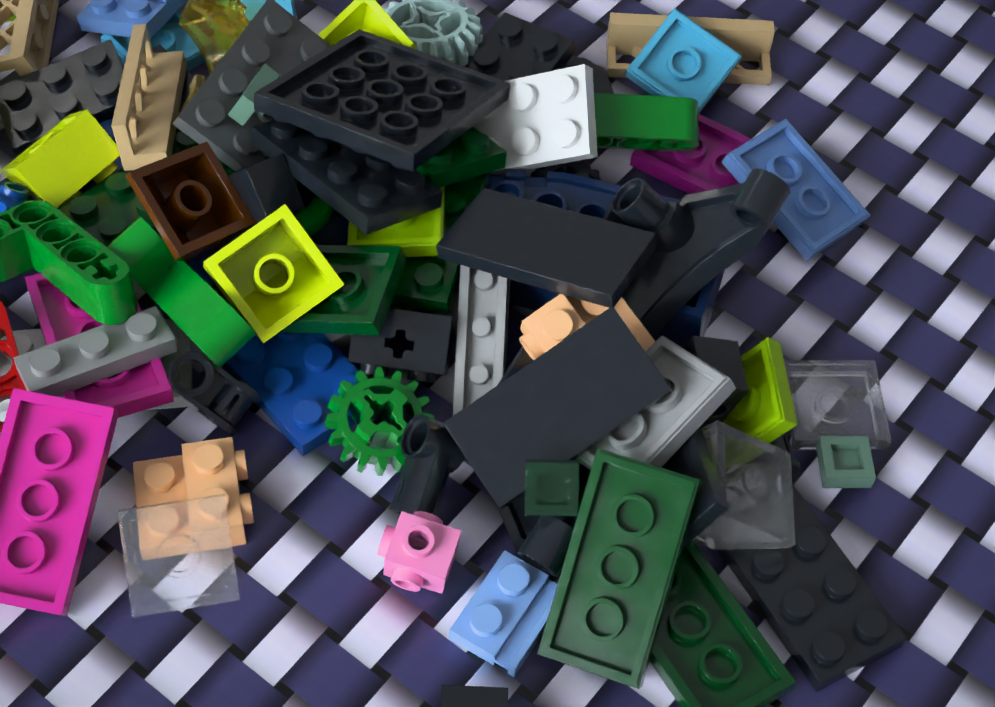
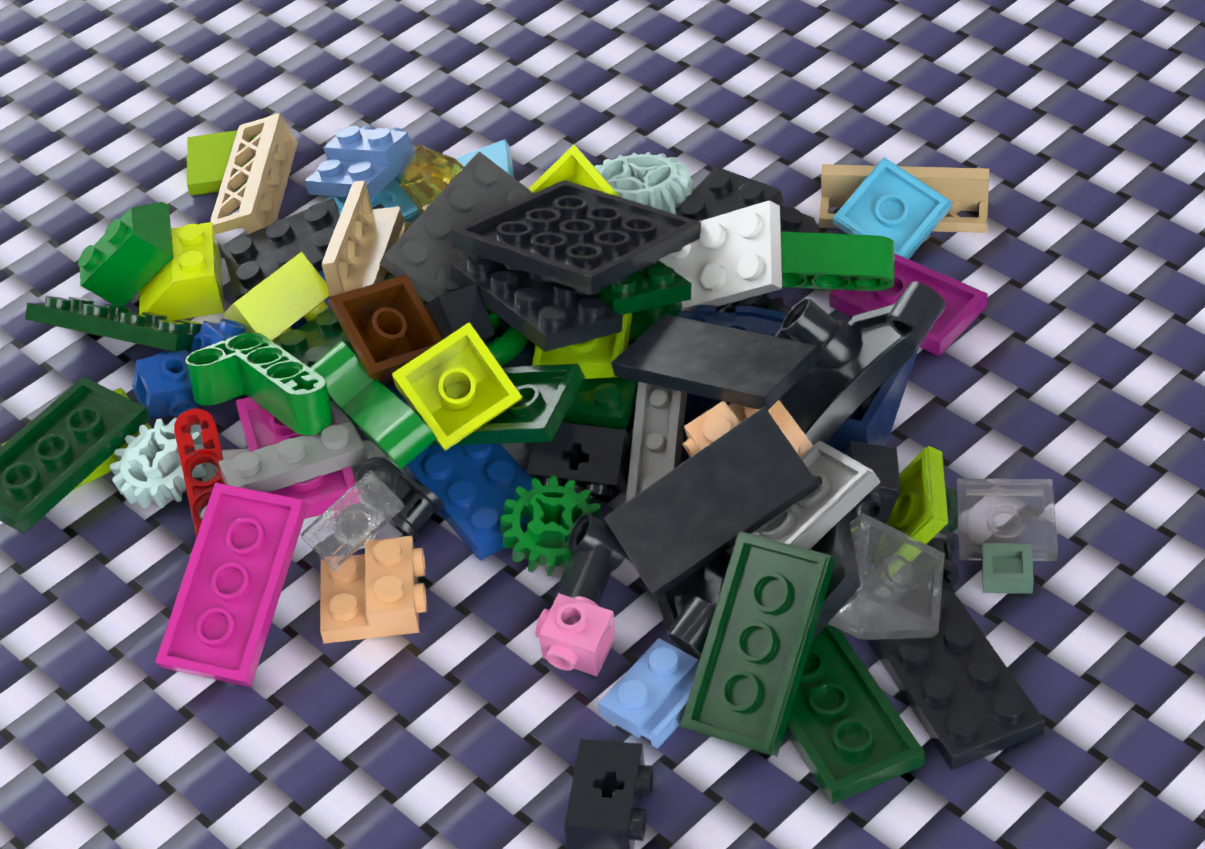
camera: 15 degrees right, 10 degrees down
(167, 424) = (352, 520): none -> clear tile
(178, 555) = (353, 632): clear tile -> none
(245, 105) = (443, 249): sand green plate -> none
(551, 487) = (697, 570): clear green plate -> none
(819, 204) = (996, 325): medium blue tile -> none

